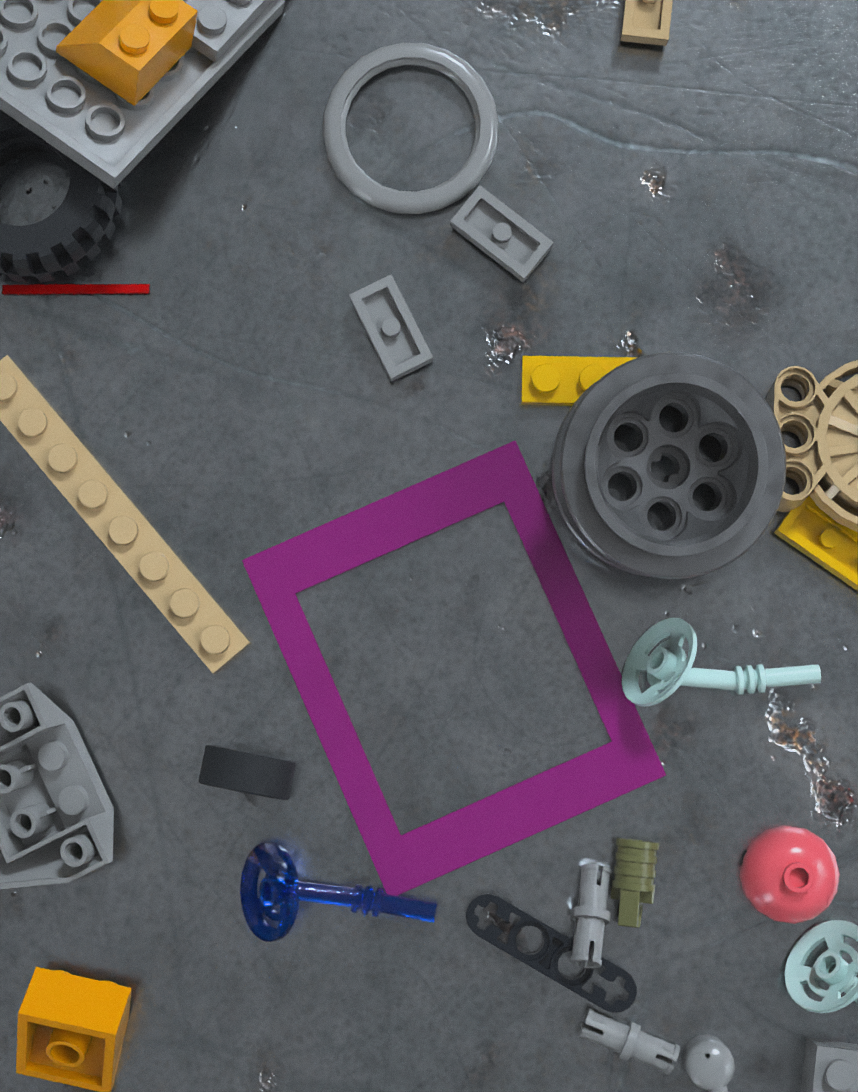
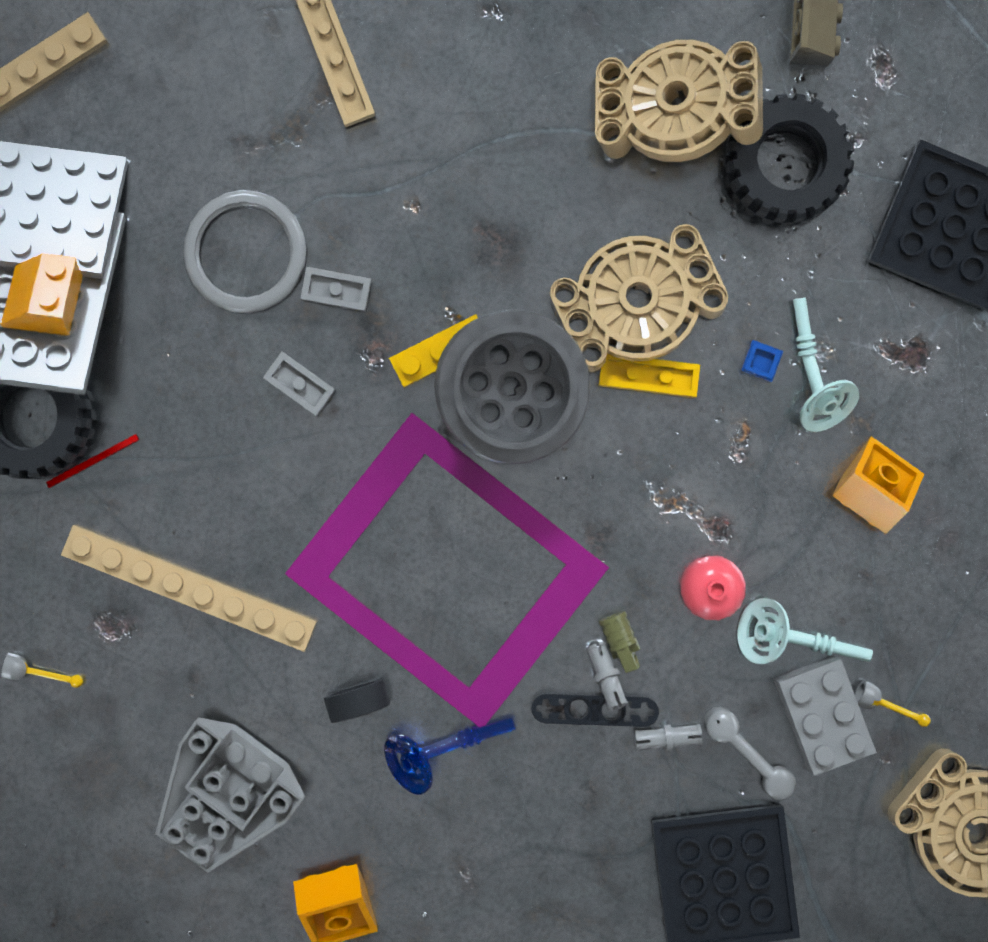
camera: 30 degrees left, 5 degrees up
(669, 668) = (579, 502): light aqua dish -> none

